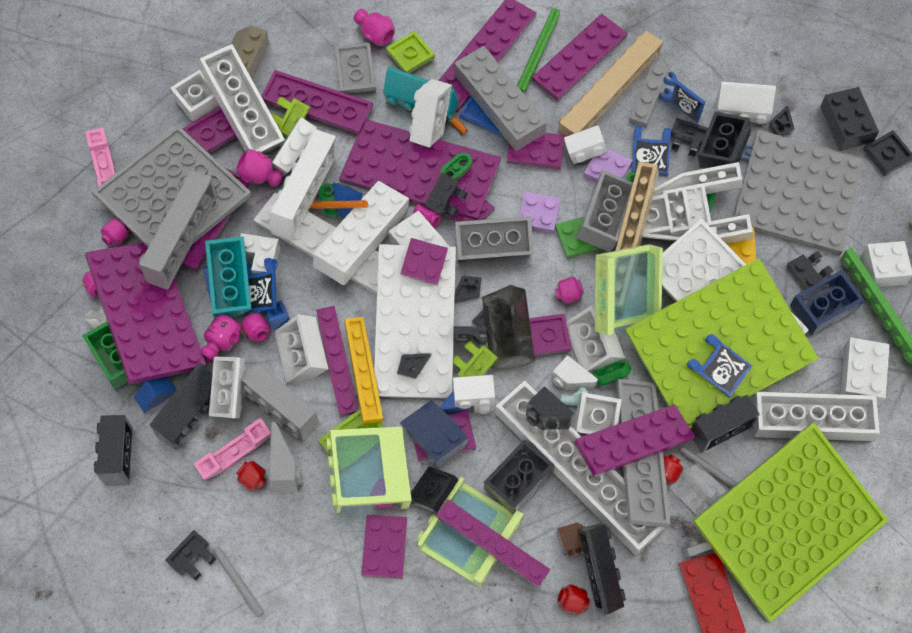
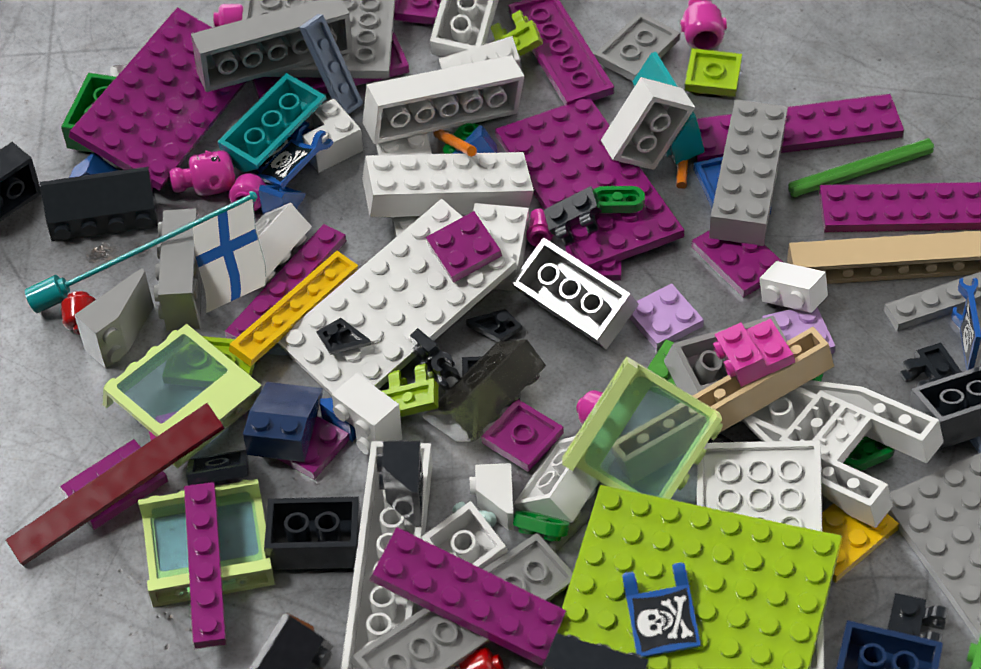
camera: 50 degrees right, 15 degrees down
(222, 214) = (330, 63): none -> sand blue tile
(227, 387) = (142, 220): white slope -> none
(234, 451) = (94, 285): bright pink slope -> none
(257, 168) = (419, 52): dark pink piece -> none
(300, 371) = (224, 250): none -> flag
(397, 547) = (114, 484): none -> dark red tile
(626, 198) = (752, 351): none -> dark pink plate
(651, 151) = (866, 359): flag -> none

